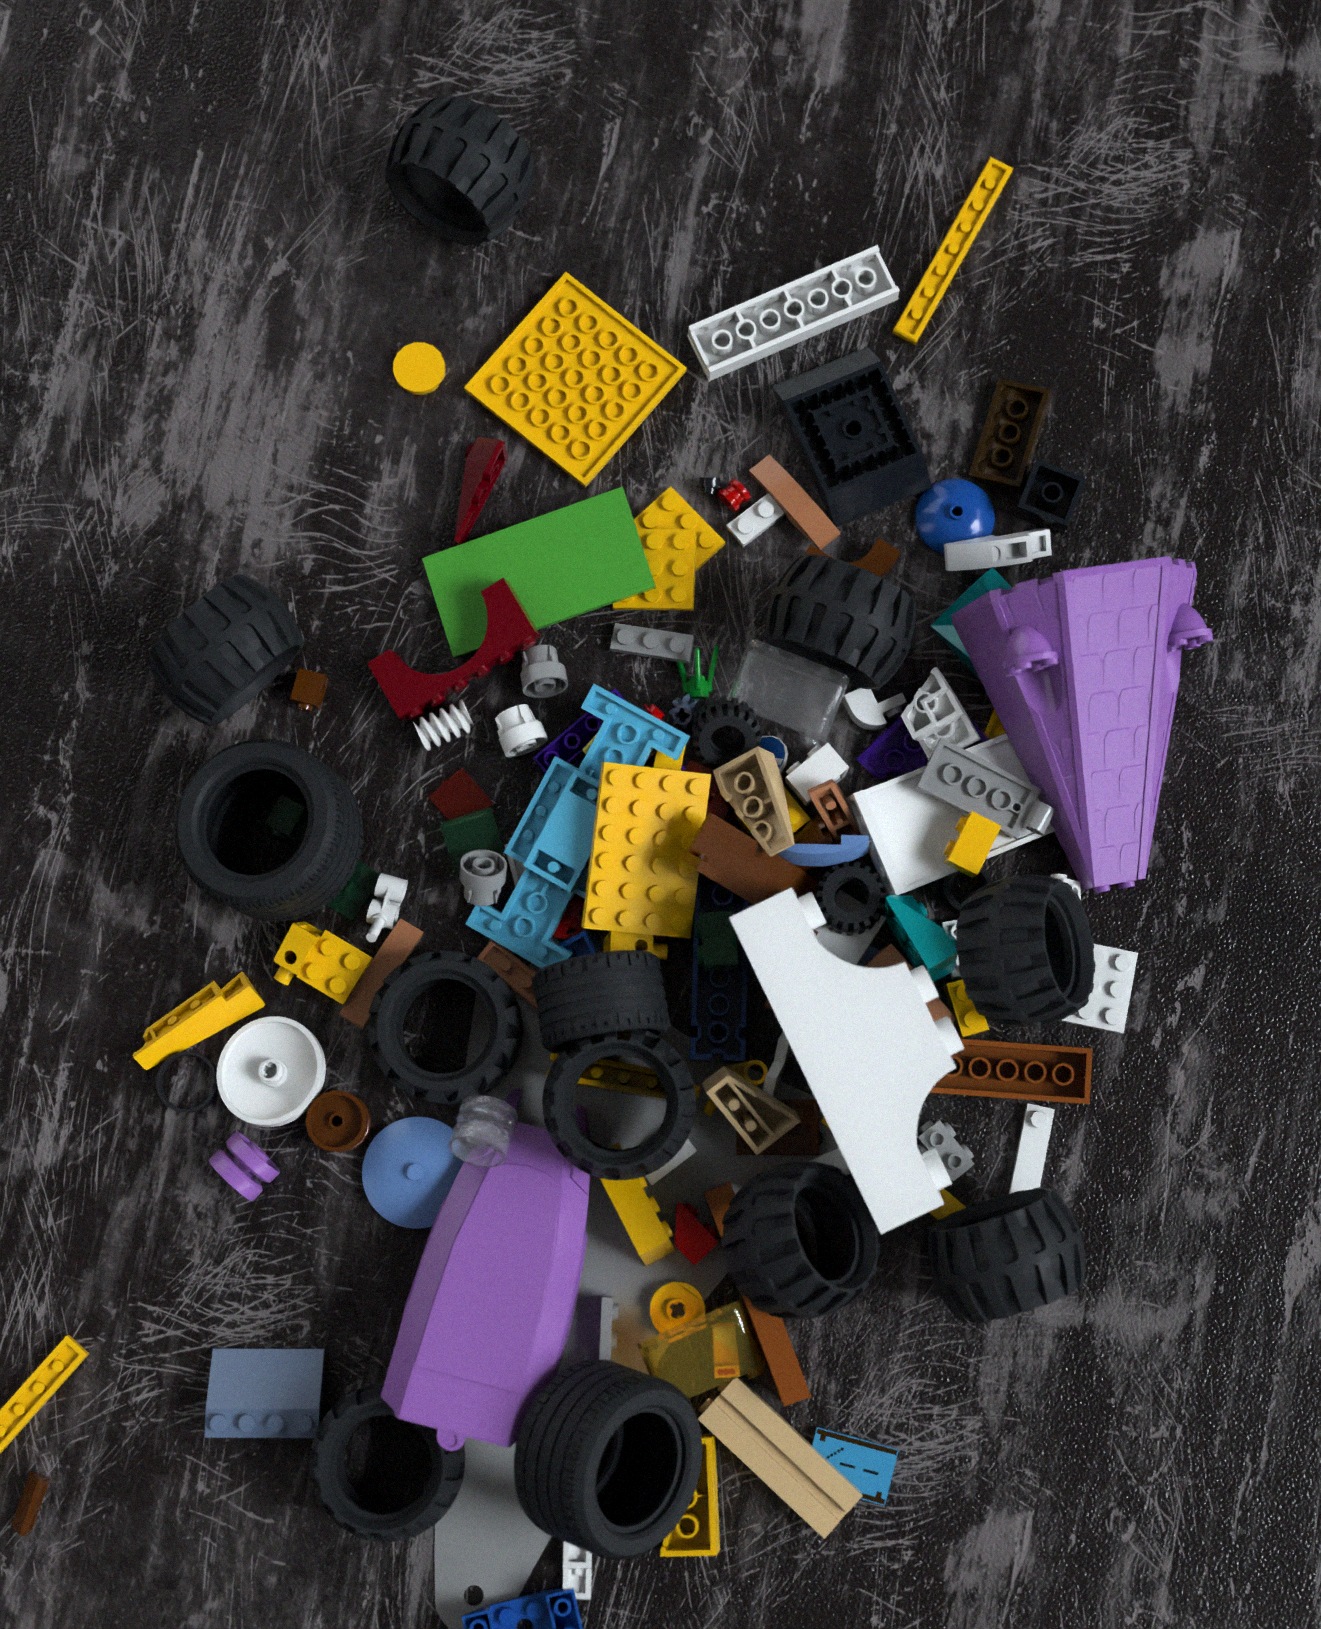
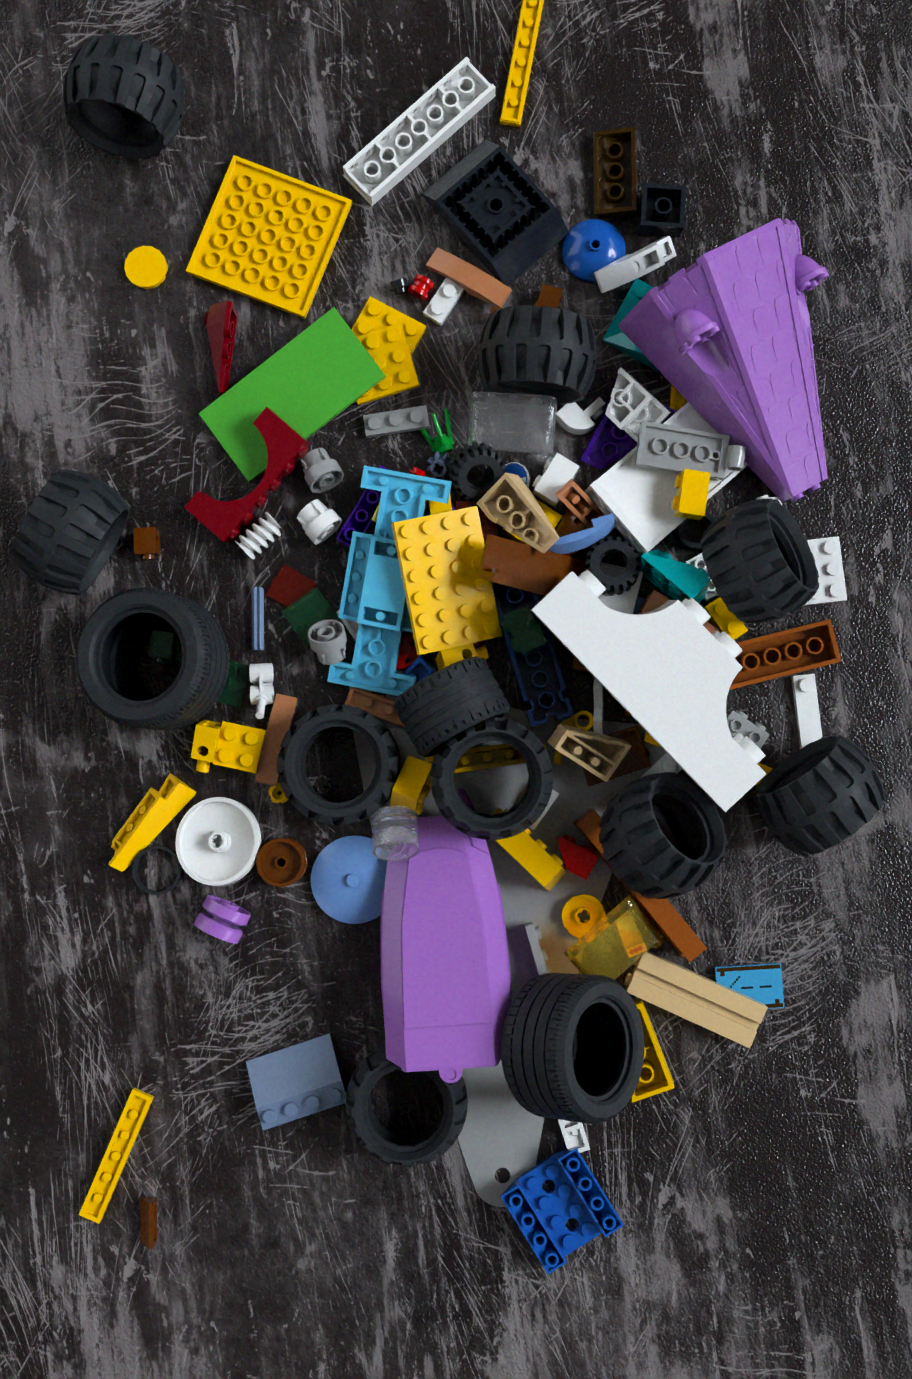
camera: 20 degrees left, 5 degrees up
(356, 1041) = (273, 792): none -> yellow plate
(408, 822) = (257, 618): none -> sand blue axle
(523, 1080) = (412, 785): none -> yellow brick

